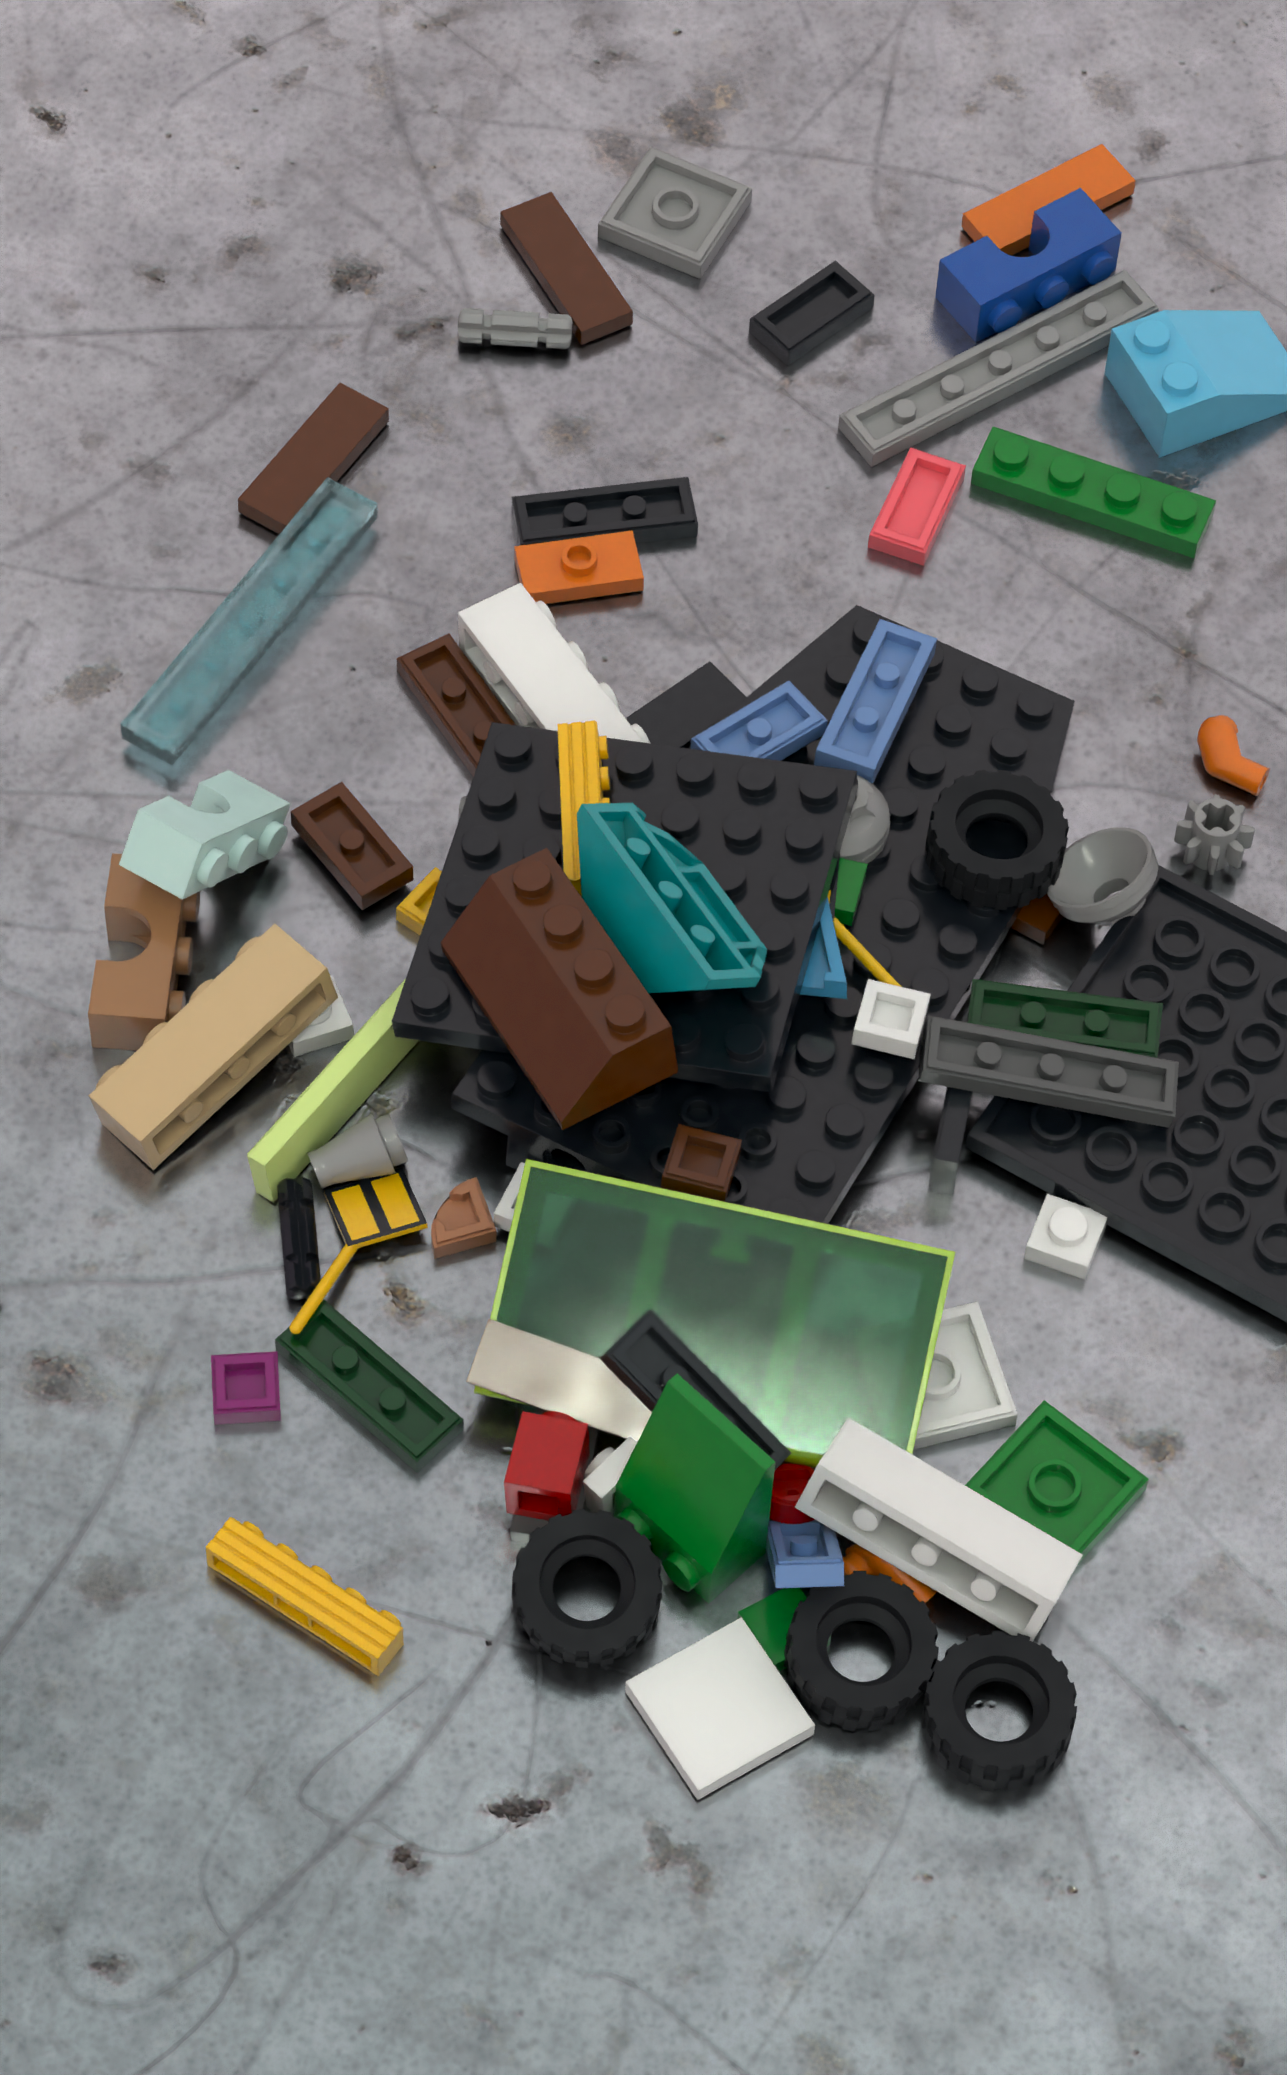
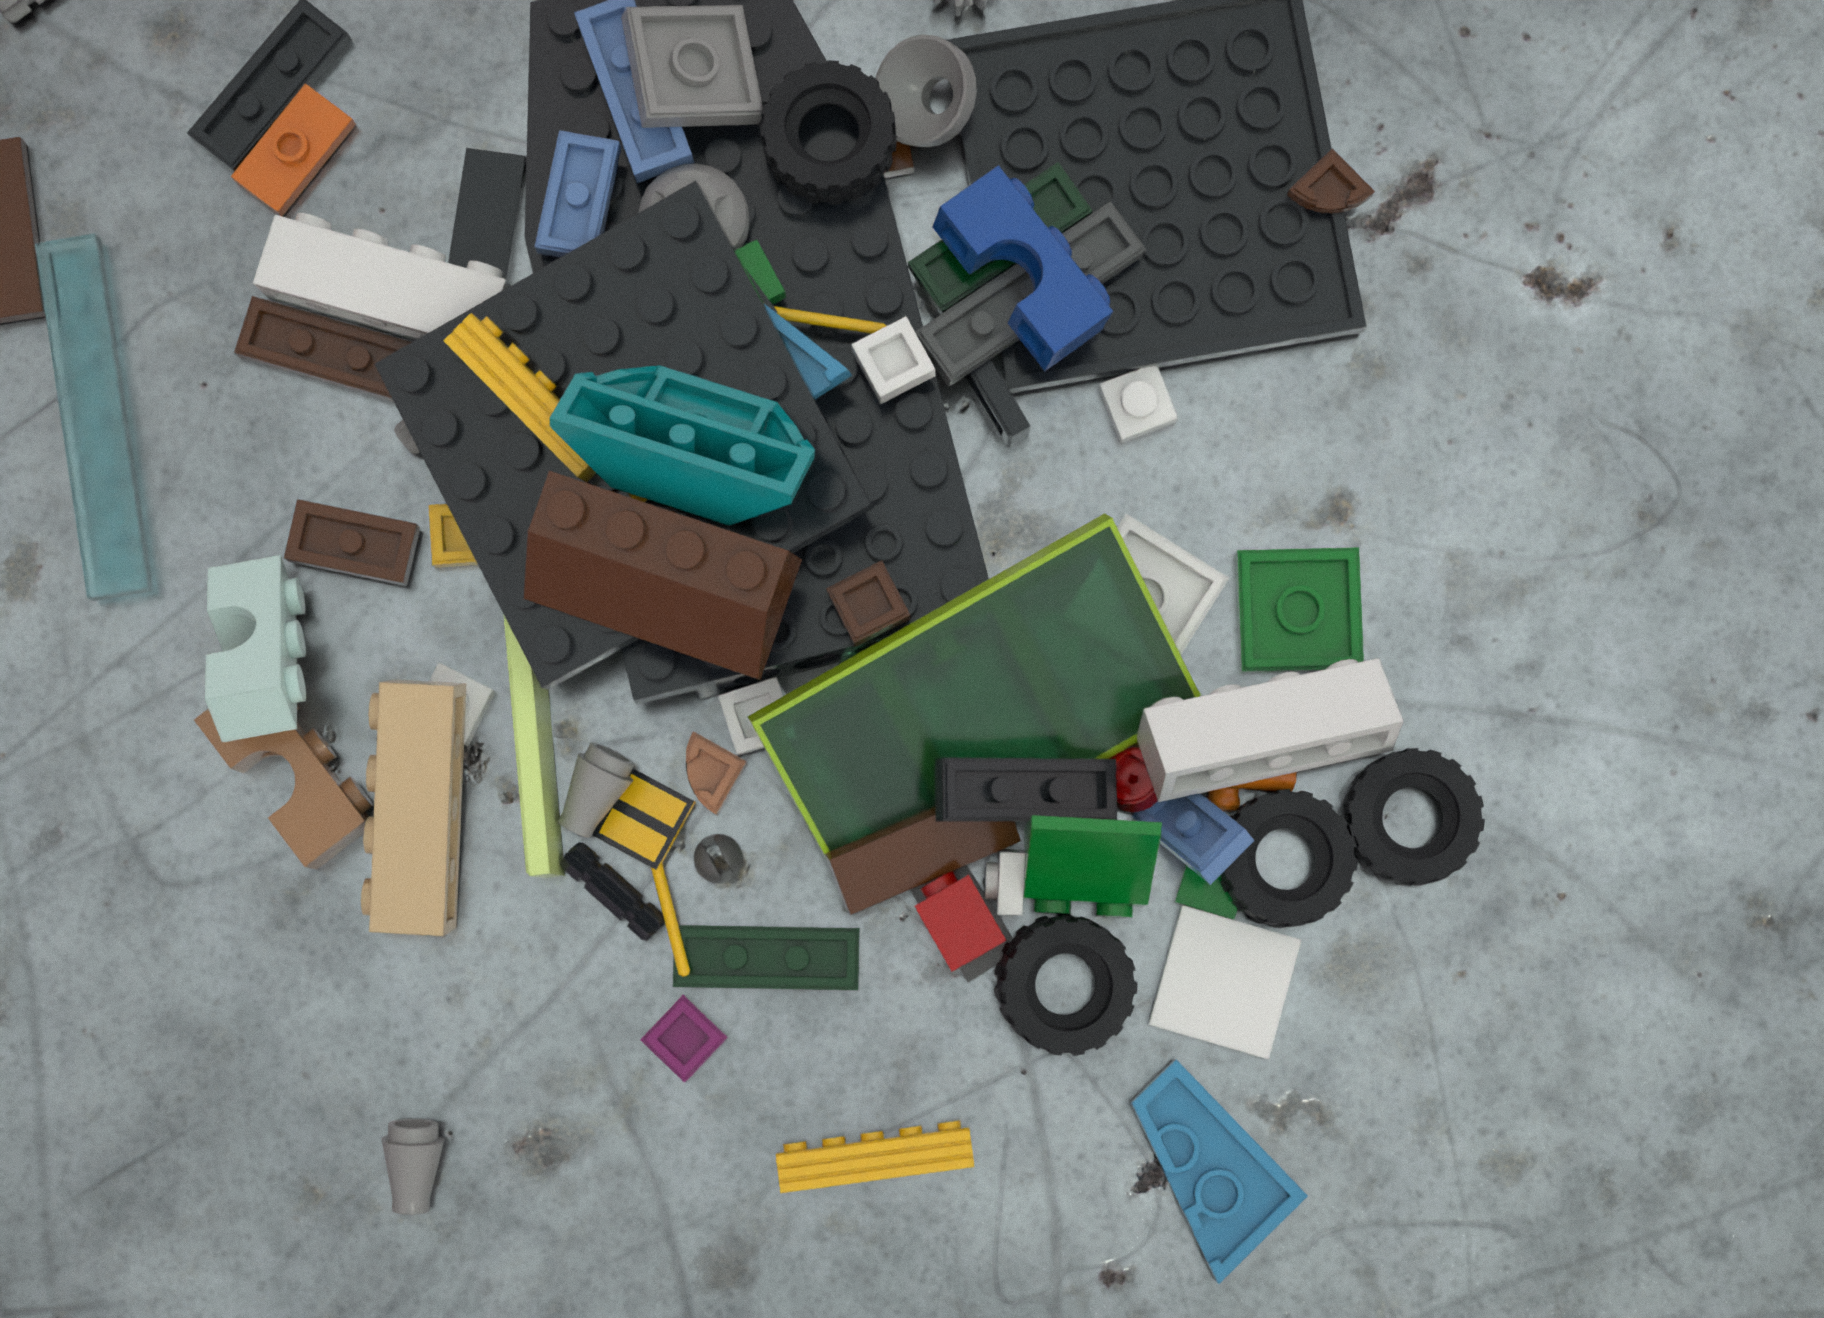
camera: 40 degrees left, 25 degrees up
(417, 1286) = (731, 852): none -> dark grey hinge
(572, 1838) = (1215, 1169): none -> dark azure wing
(934, 715) = (692, 66): none -> light grey tile
(1063, 984) = (998, 222): none -> blue arch

